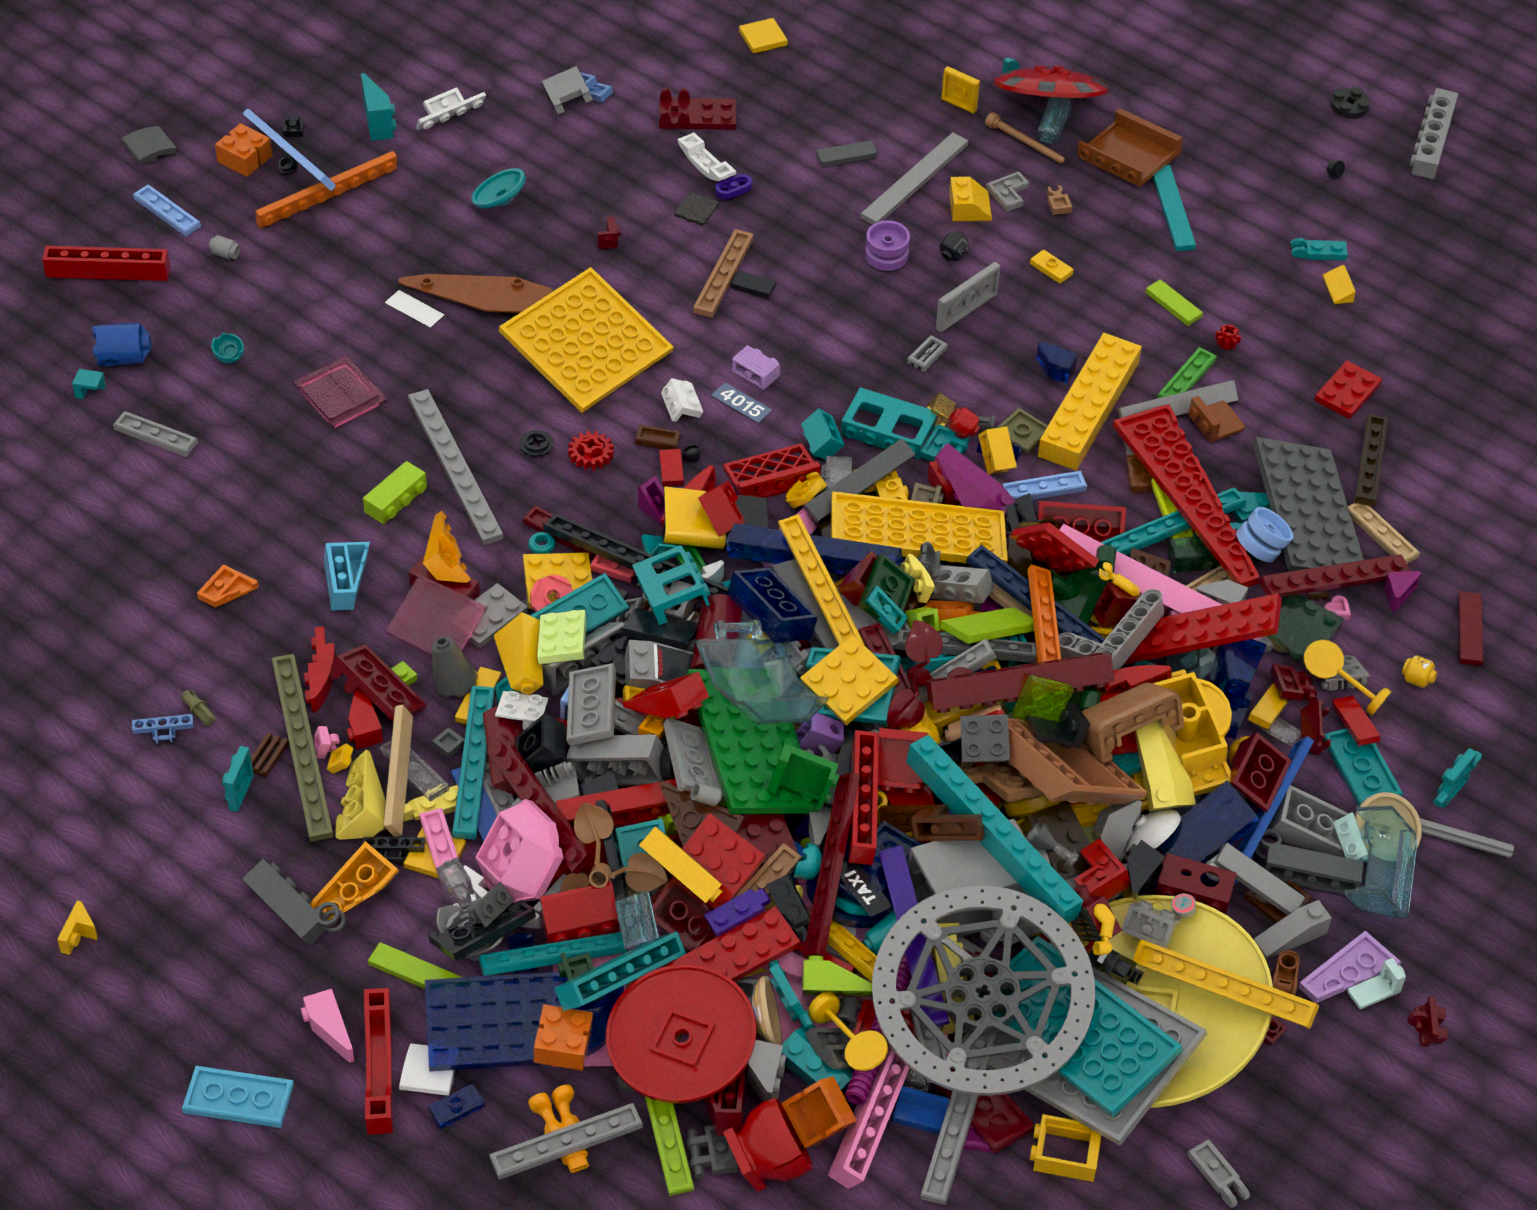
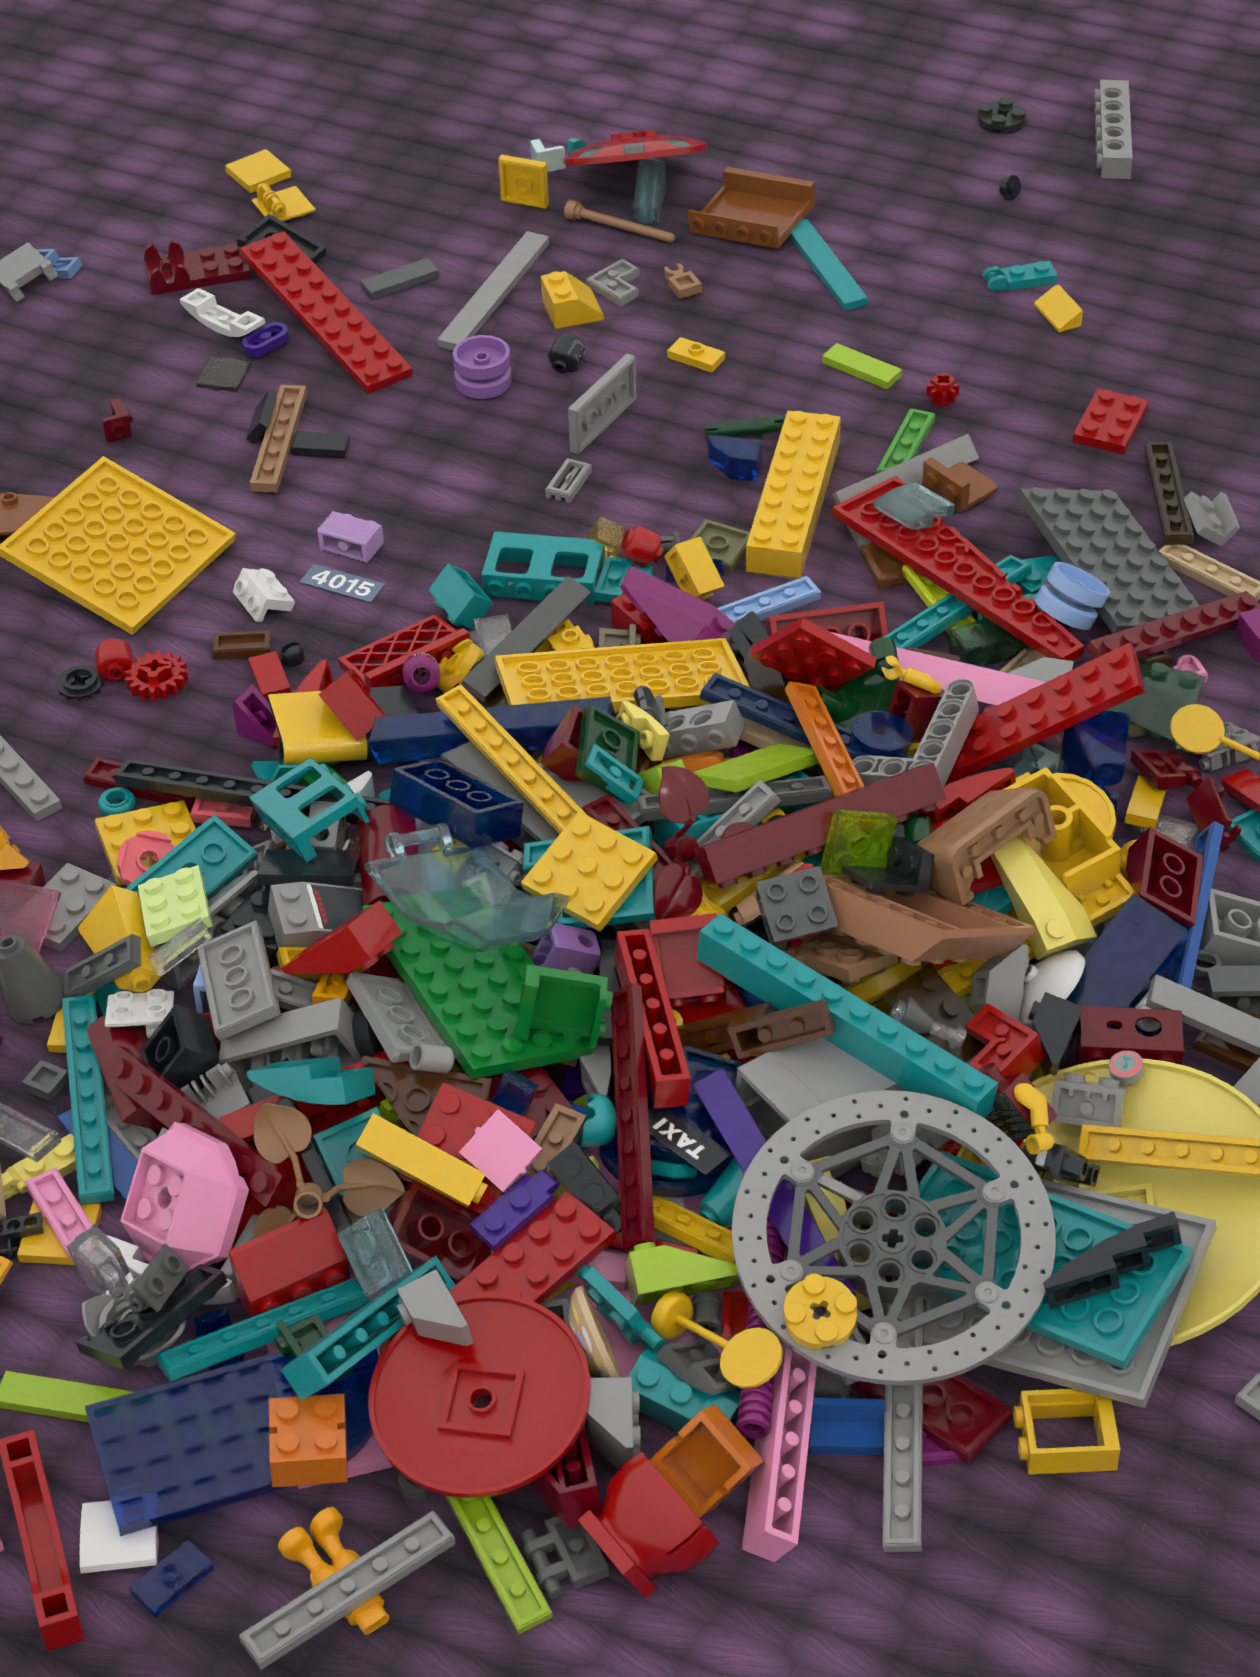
camera: 10 degrees left, 5 degrees down
(503, 671) = (103, 967): none -> dark grey tile
(557, 669) = (179, 947): none -> clear tile
(563, 431) = (113, 658): none -> red head
(624, 791) = (315, 1081): none -> teal slope
(663, 970) = (433, 1310): none -> light grey slope
(715, 253) = (261, 417): none -> black tile
(736, 869) = (501, 1150): none -> bright pink piece
(757, 830) = (515, 1093): none -> clear blue tile
(765, 104) = (271, 225): none -> black wing
(772, 492) = (418, 682): none -> magenta head
(774, 69) = (283, 203): none -> yellow hinge
(783, 173) = (326, 312): none -> red plate
(916, 1045) = (817, 1292): none -> yellow plate
(983, 70) = (552, 156): none -> light aqua panel
(1069, 337) = (746, 427): none -> dark green pin
(1087, 618) = (881, 733): none -> clear blue tile
(1116, 1043) = (1099, 1267): none -> black slope
(1172, 434) = (913, 505): none -> clear light blue slope
(1396, 489) = (1213, 518): none -> light grey bracket

